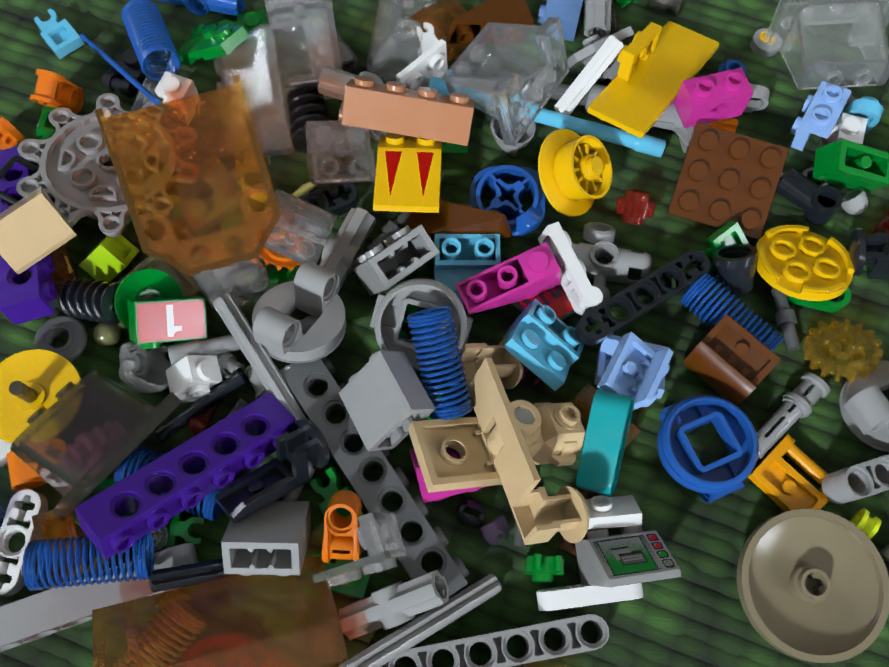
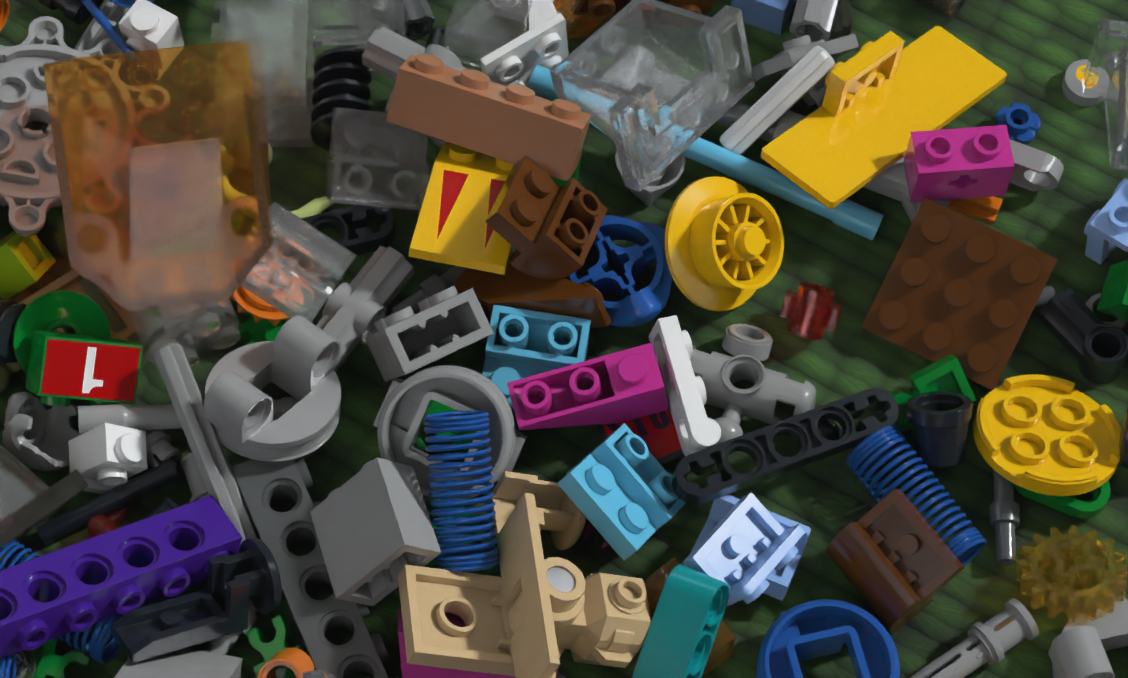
camera: 10 degrees right, 5 degrees down
(460, 175) = (545, 222): none -> reddish brown brick

